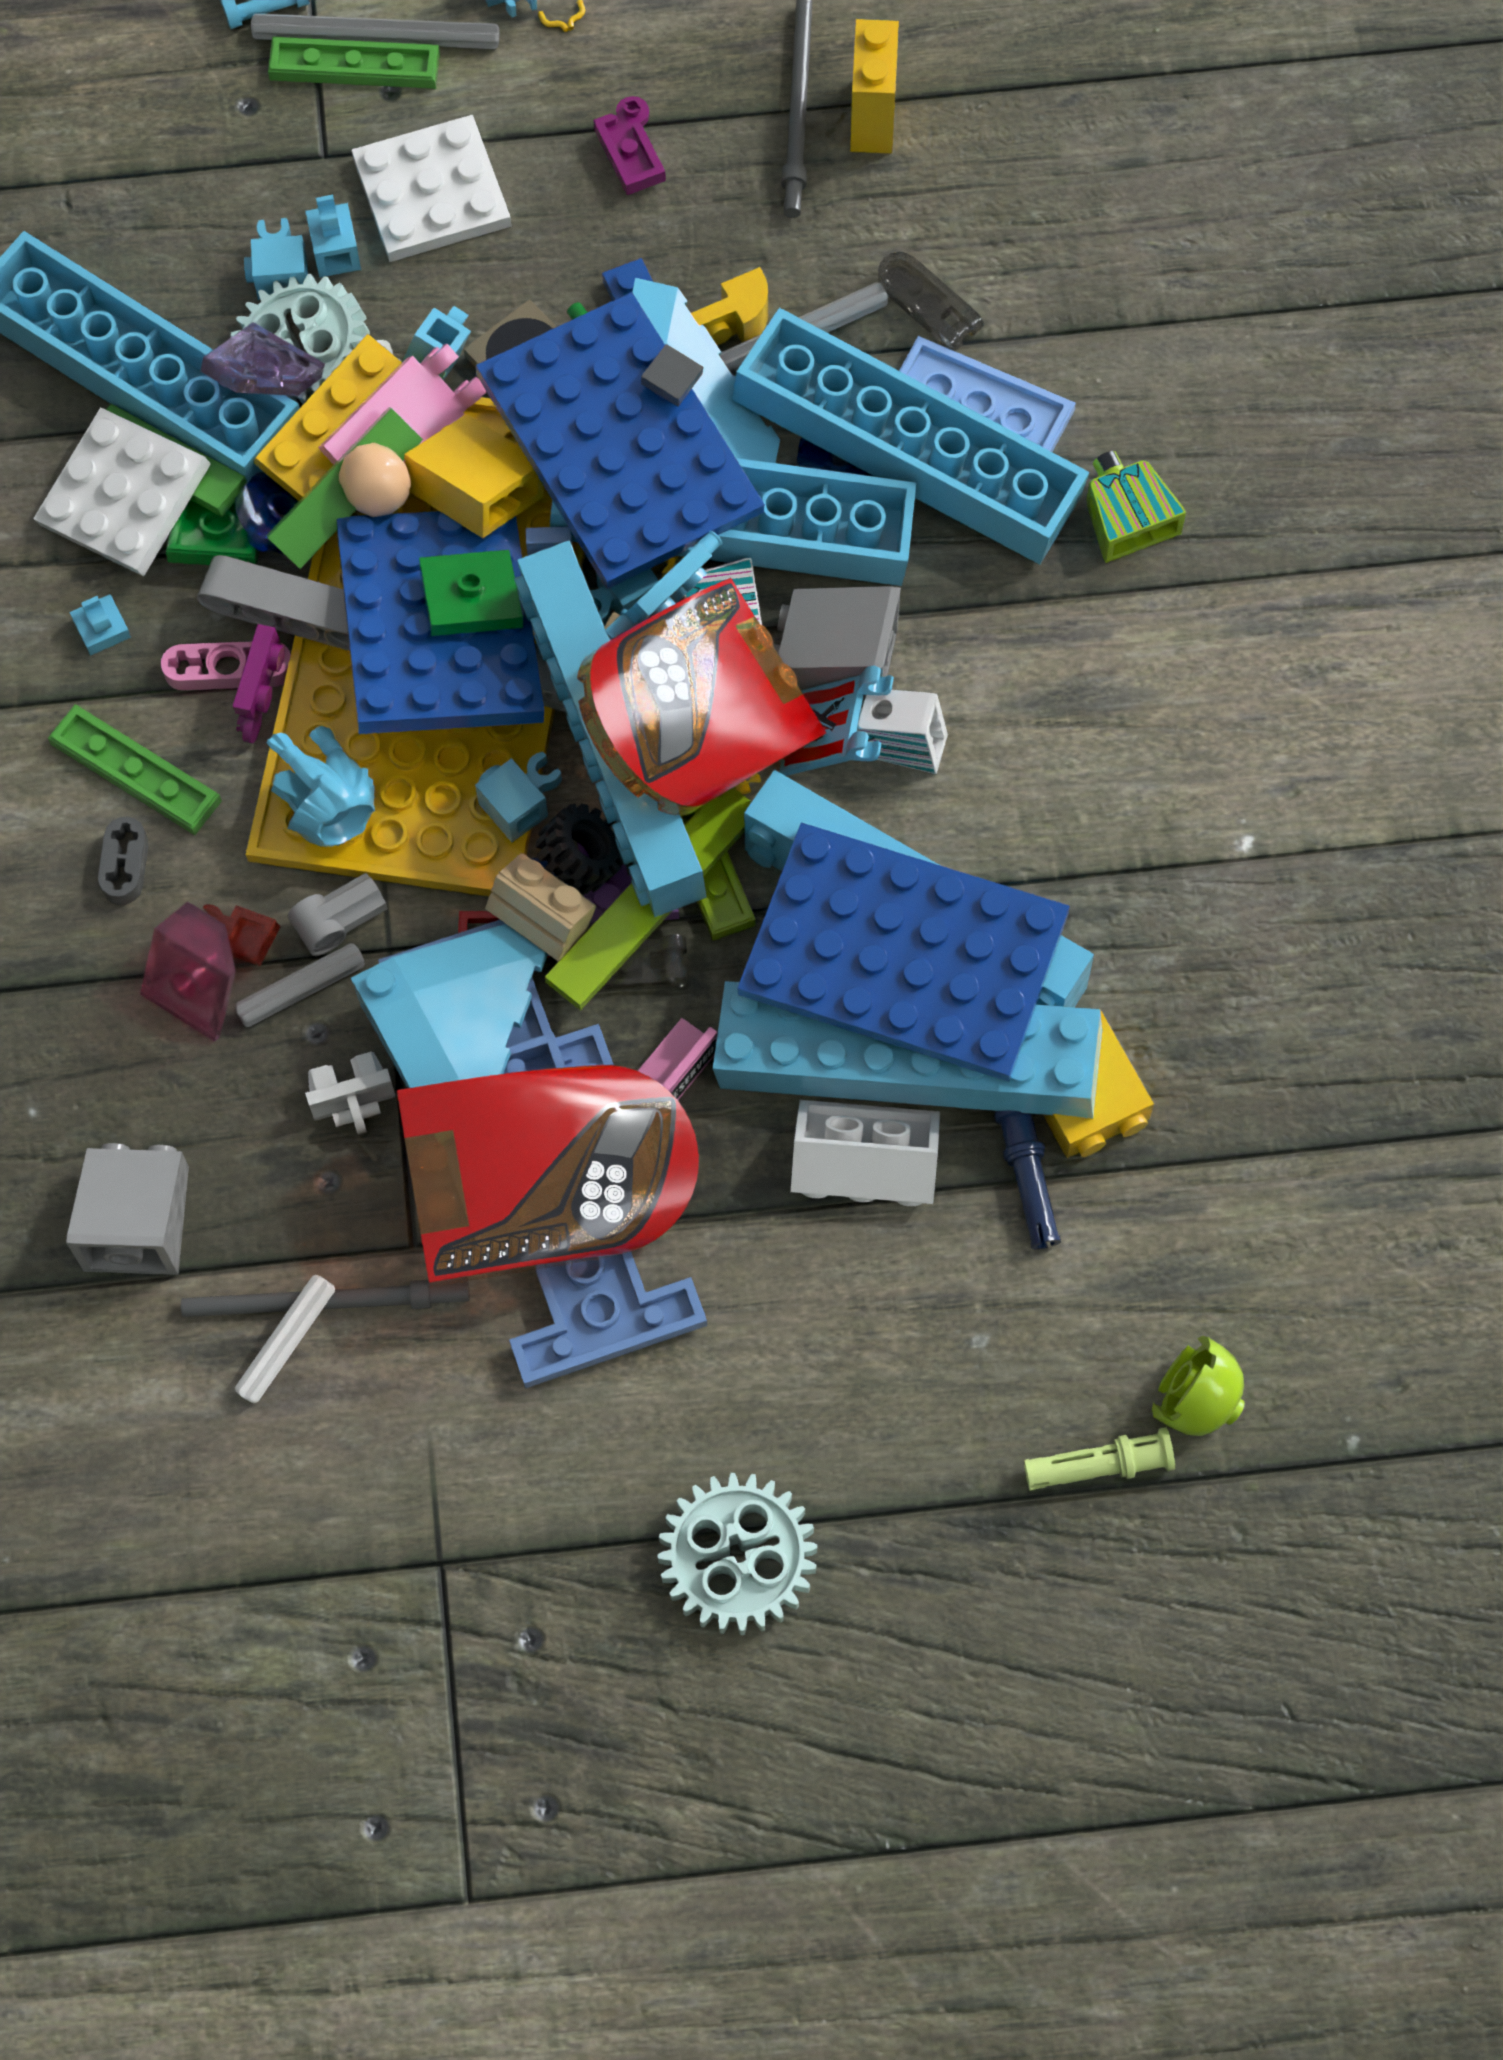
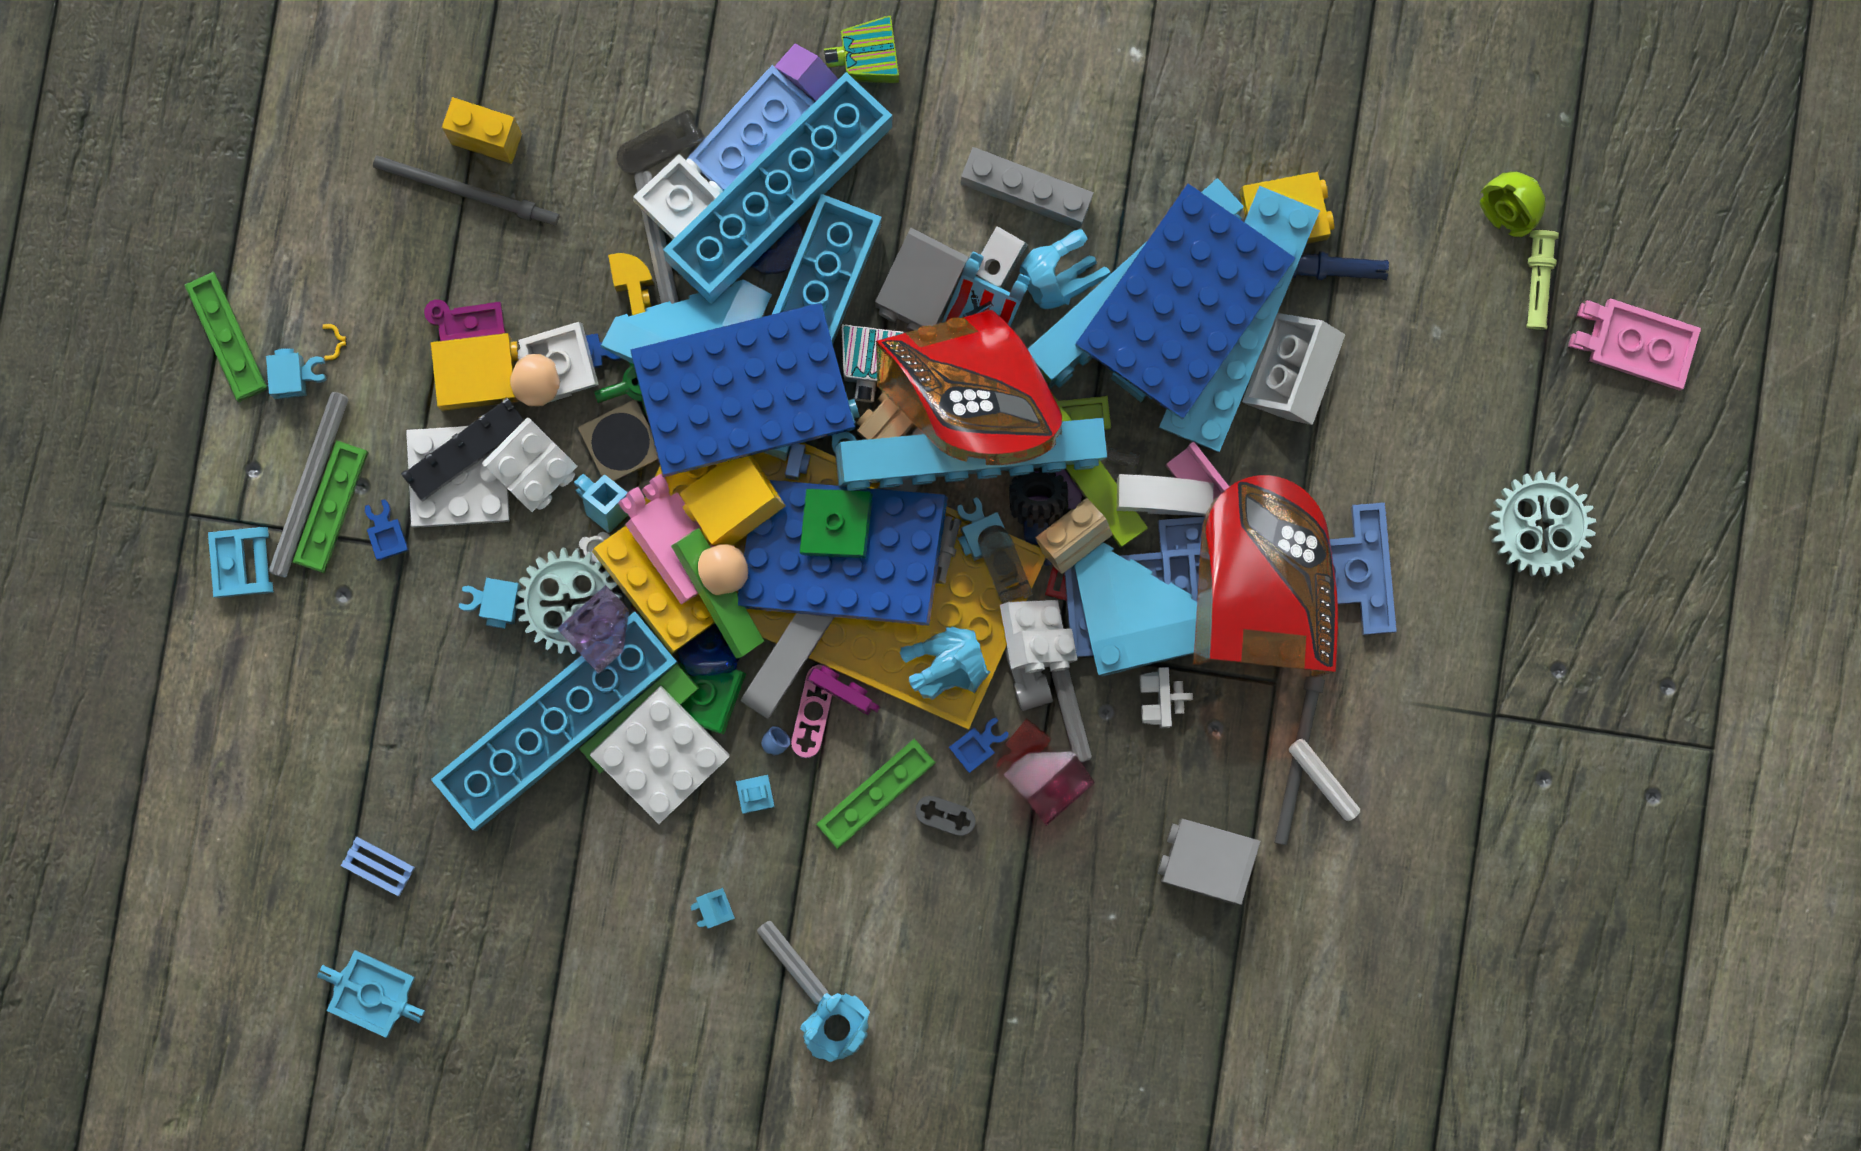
camera: 80 degrees left, 15 degrees up
(175, 636) = (775, 741): none -> medium blue hinge
(226, 871) = (974, 748): none -> blue plate
(332, 237) = (486, 556): medium azure brick -> none
(334, 127) = (386, 535): none -> blue plate
(393, 902) = (1037, 636): none -> white plate
(461, 174) = (463, 450): none -> black hinge
(462, 253) = (530, 465): none -> white plate
(473, 823) = (1003, 564): none -> clear smoke plate
(478, 754) = (947, 547): none -> light grey pin
(567, 167) = (474, 371): none -> yellow brick
(569, 218) = (535, 380): none -> light nougat hair
(602, 248) = (569, 352): none -> white plate
(630, 1007) = (1163, 495): none -> white slope
(672, 375) = (711, 338): dark grey tile -> none
(673, 584) = (867, 389): medium azure plate -> none
(867, 320) = (676, 195): none -> white plate
(885, 783) = (1052, 290): none -> medium azure piece
(1009, 742) = (1026, 188): none -> light grey brick
(1050, 1630) = (1638, 342): none -> bright pink tile
(1081, 439) = (806, 72): none -> medium lavender slope

